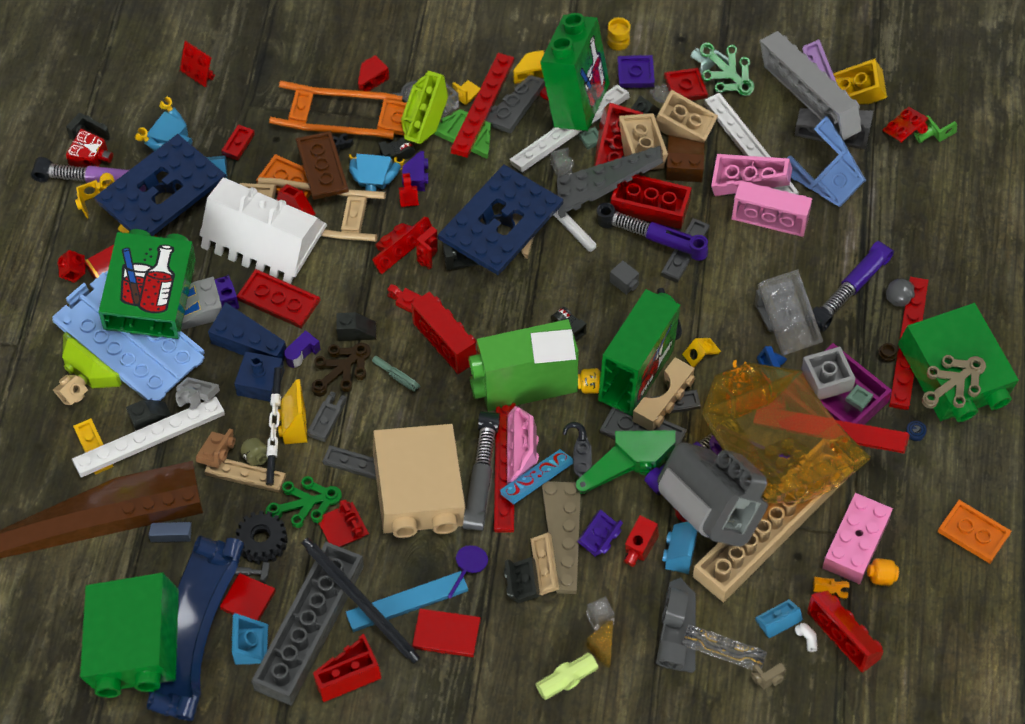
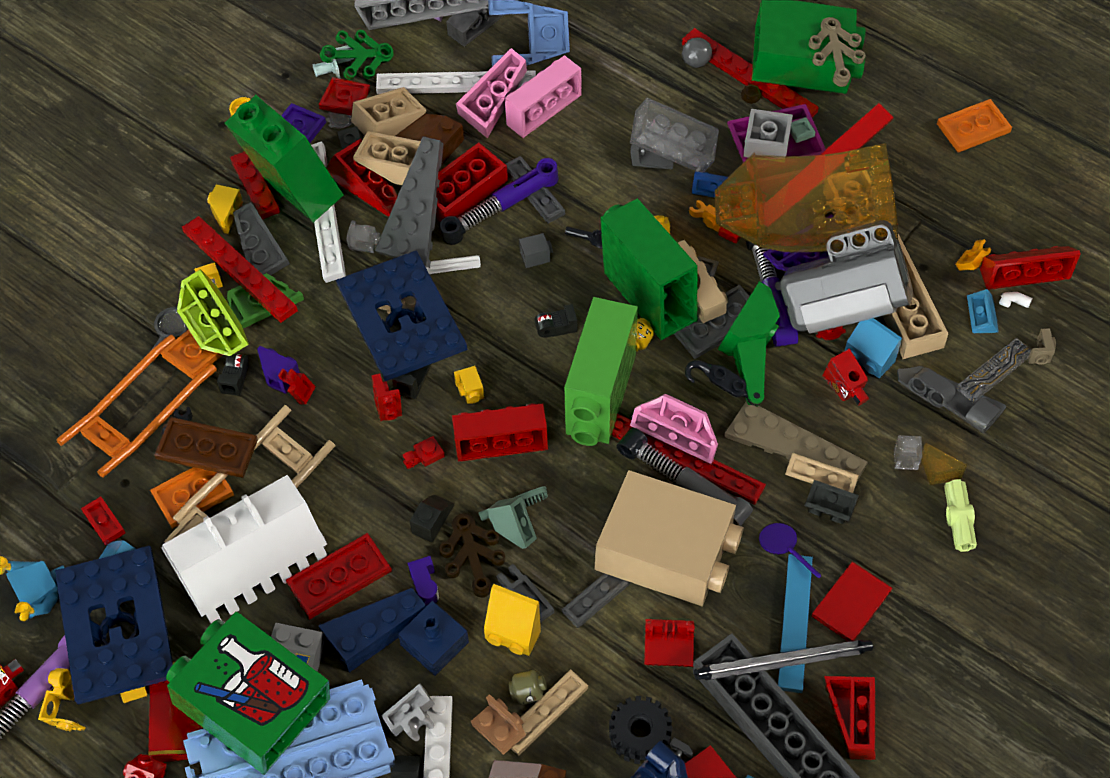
camera: 60 degrees left, 0 degrees up
(226, 291) = (298, 618): dark purple leg -> none
(272, 450) = (540, 666): piece -> none
(295, 198) = (227, 495): red slope -> none
(306, 501) = (619, 663): green plant -> none
(372, 74) = (116, 349): red slope -> none
(374, 170) = (245, 406): dark azure torso -> none
(376, 378) = (512, 521): none -> sand green slope
(398, 243) = (350, 424): red bracket -> none
(477, 296) = (469, 384): none -> yellow brick
(536, 476) = (726, 453): dark azure tile -> none
(553, 346) = (617, 324): white sticker -> none
(589, 137) = (347, 202): sand green tile -> none
(599, 533) = (817, 409): dark purple bracket -> none
(857, 278) = (646, 50): piece -> none
(857, 538) = (937, 210): bright pink brick -> none
(883, 572) = (981, 209): light orange head -> none
(916, 430) = (845, 115): dark blue tile -> none

